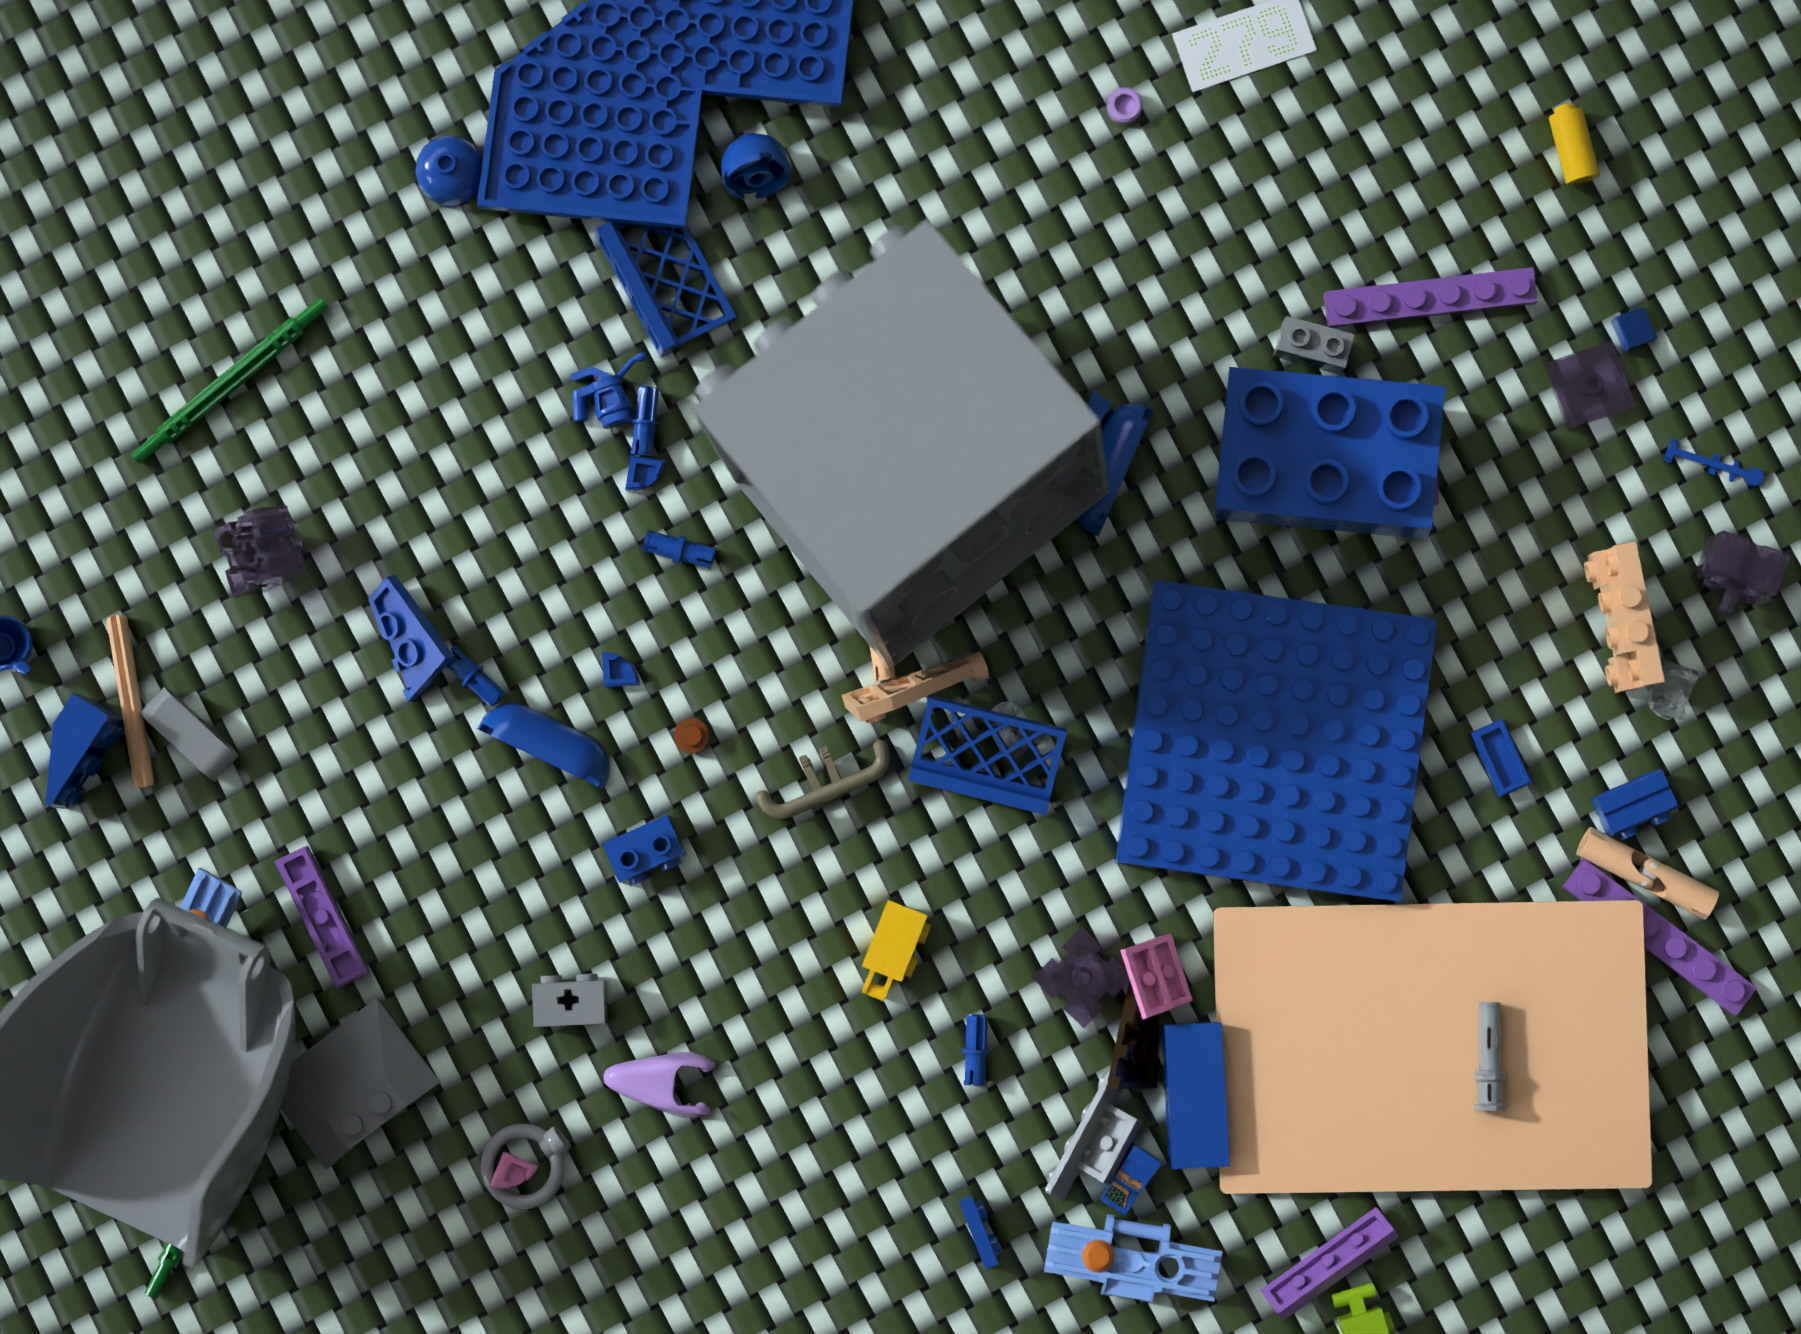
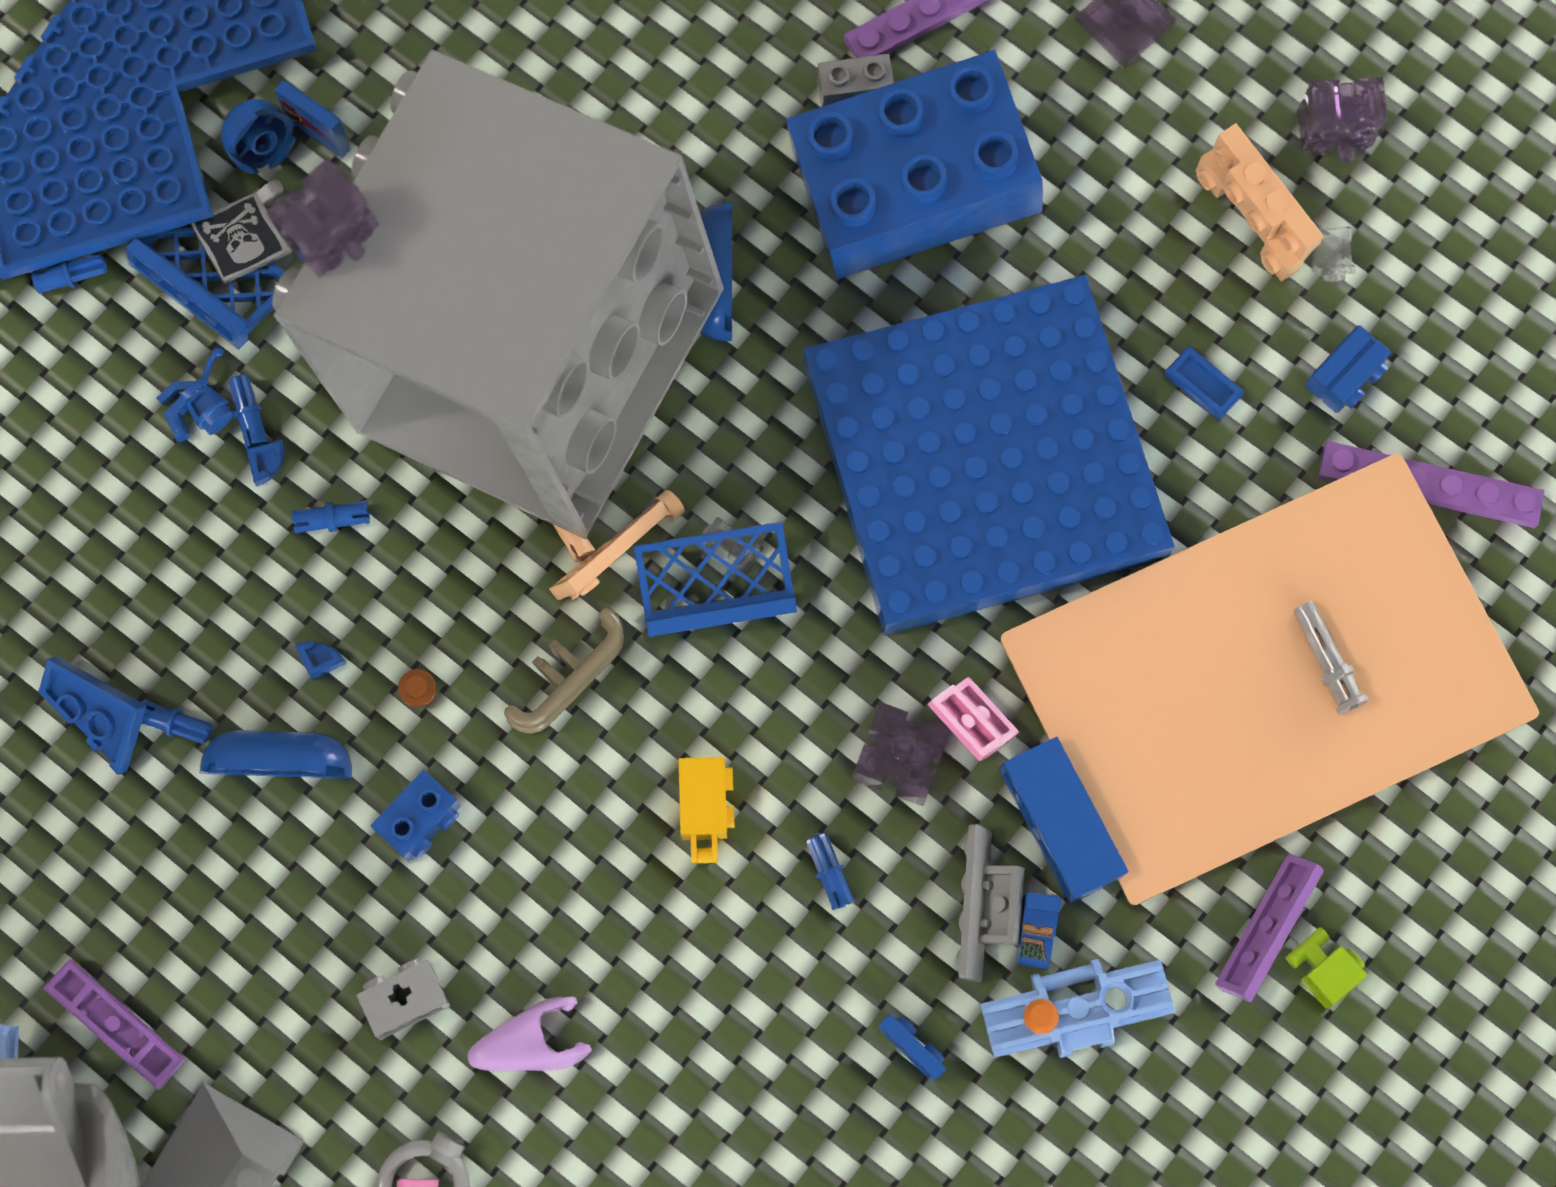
camera: 30 degrees left, 10 degrees down
(540, 225) = (68, 273): none -> blue axle
(707, 256) = (242, 234): none -> flag
(766, 351) = (324, 219): none -> clear purple brick
(810, 174) = (313, 119): none -> blue tile
(1136, 1048) = (984, 796): dark brown wing -> none
(1668, 884) = (1383, 427): light nougat piece -> none
(1752, 477) = (1312, 40): blue piece -> none

